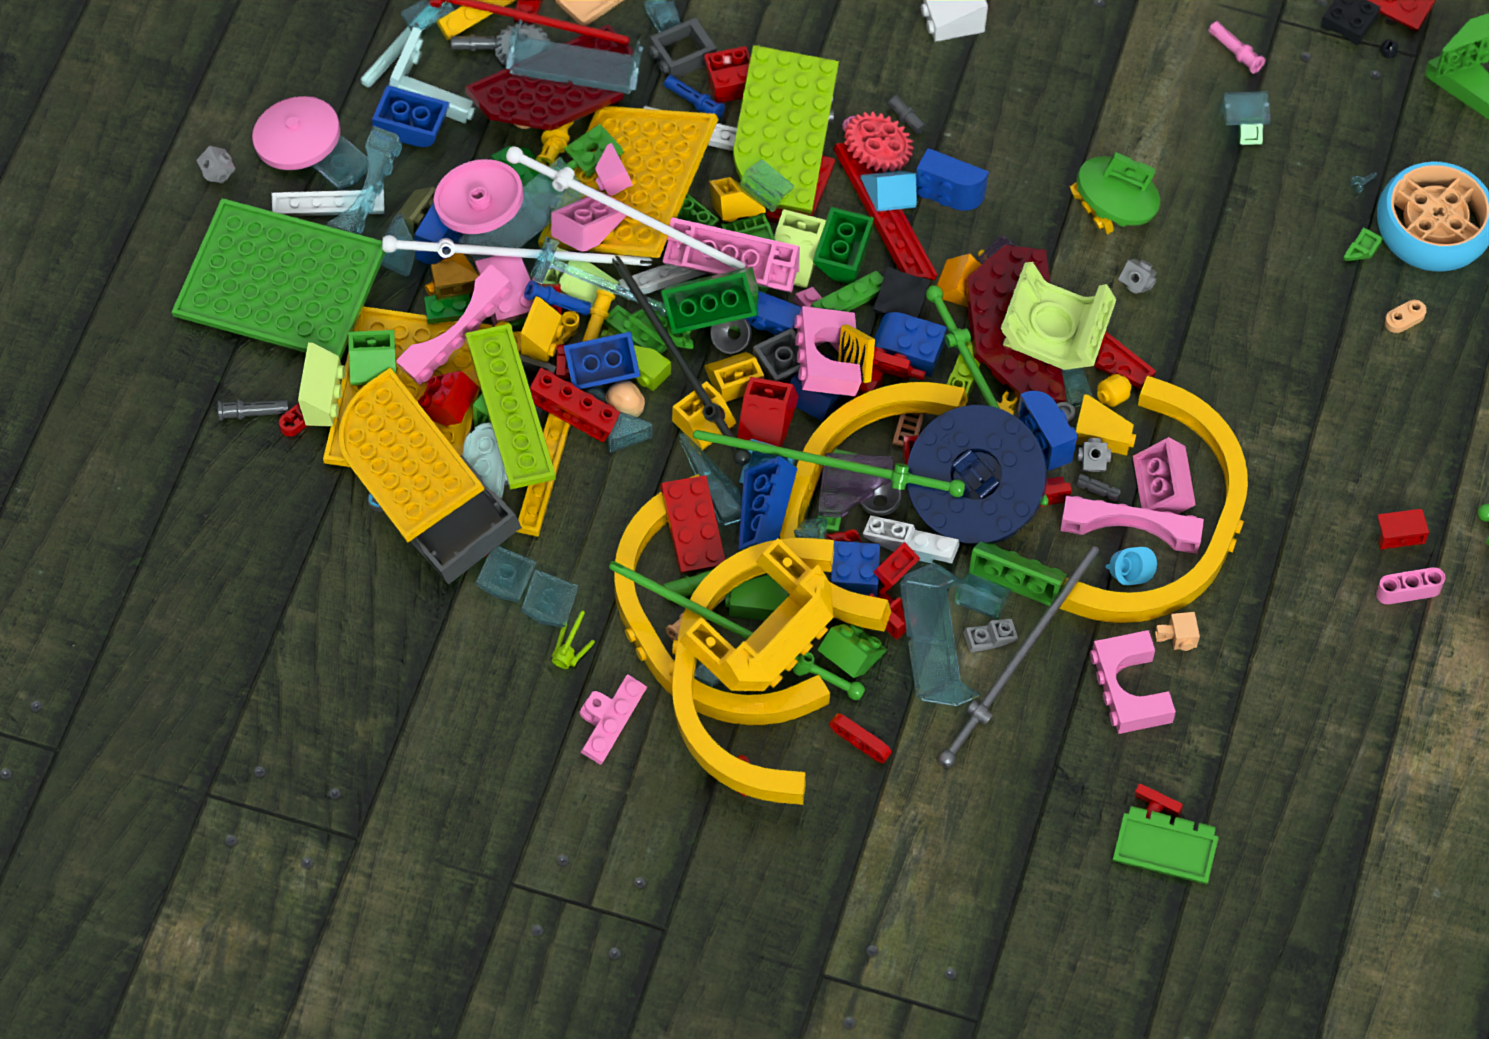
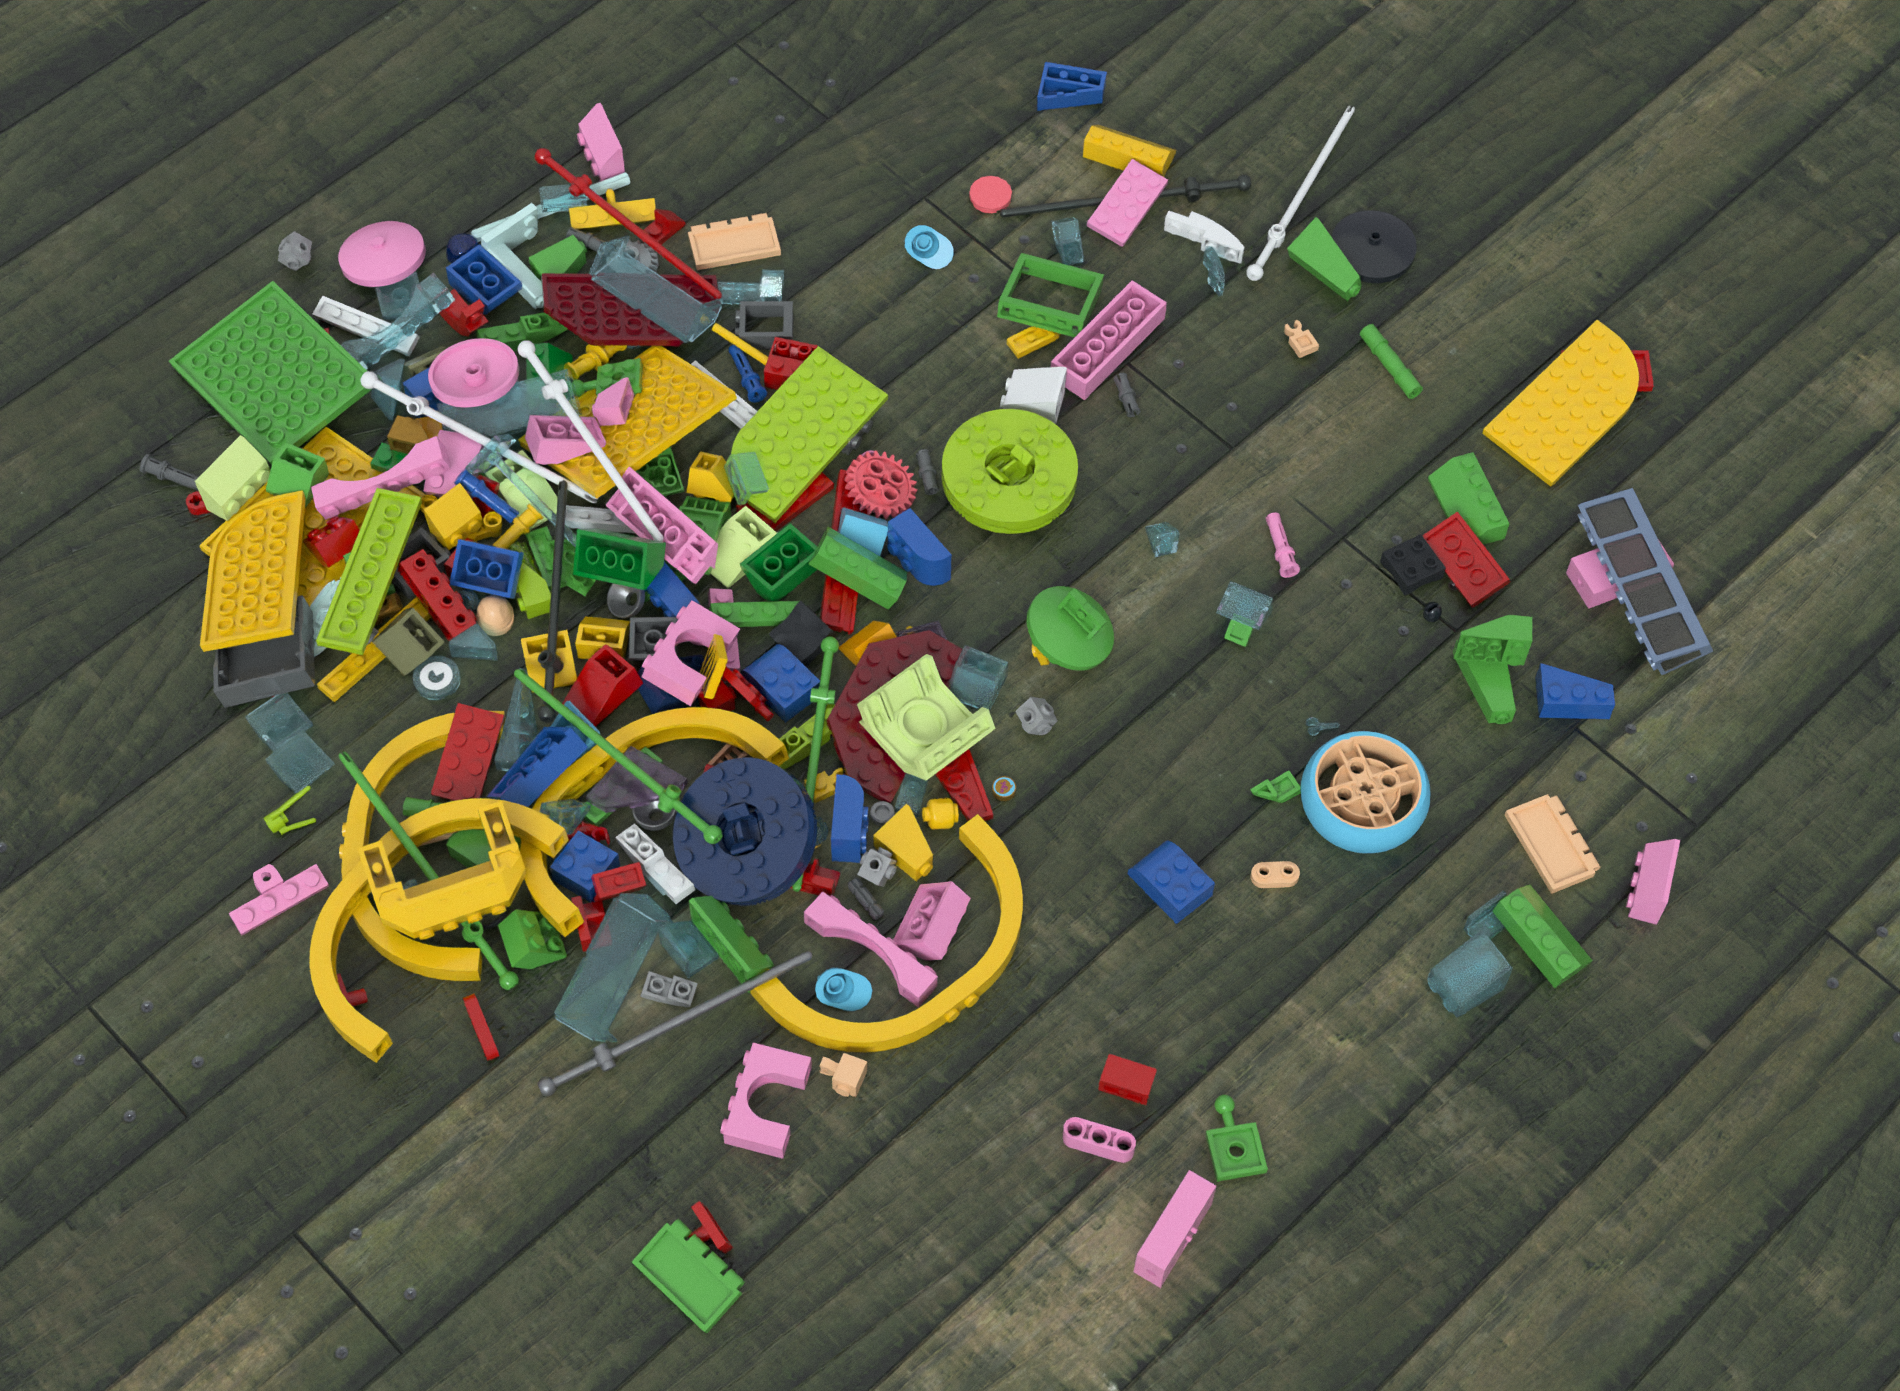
camera: 30 degrees right, 0 degrees up
(363, 98) = (459, 246): none -> clear blue hair
(419, 158) = (464, 317): none -> red arch
(460, 70) = (561, 258): none -> bright green slope
(477, 145) = (531, 328): none -> bright green slope
(574, 452) = (408, 641): none -> olive slope
(612, 475) = (436, 678): none -> clear light blue tile
(639, 30) = (739, 291): none -> clear light blue plate
(676, 74) = (740, 343): none -> yellow bar
(913, 220) = (859, 568): none -> bright green slope
(980, 82) = (1009, 471): none -> lime piece
(1070, 265) = (978, 678): none -> clear light blue slope
(1138, 83) = (1163, 538): none -> clear light blue slope
(1147, 347) = (1004, 788): none -> pearl gold tile
(1331, 356) = (1172, 880): none -> blue brick

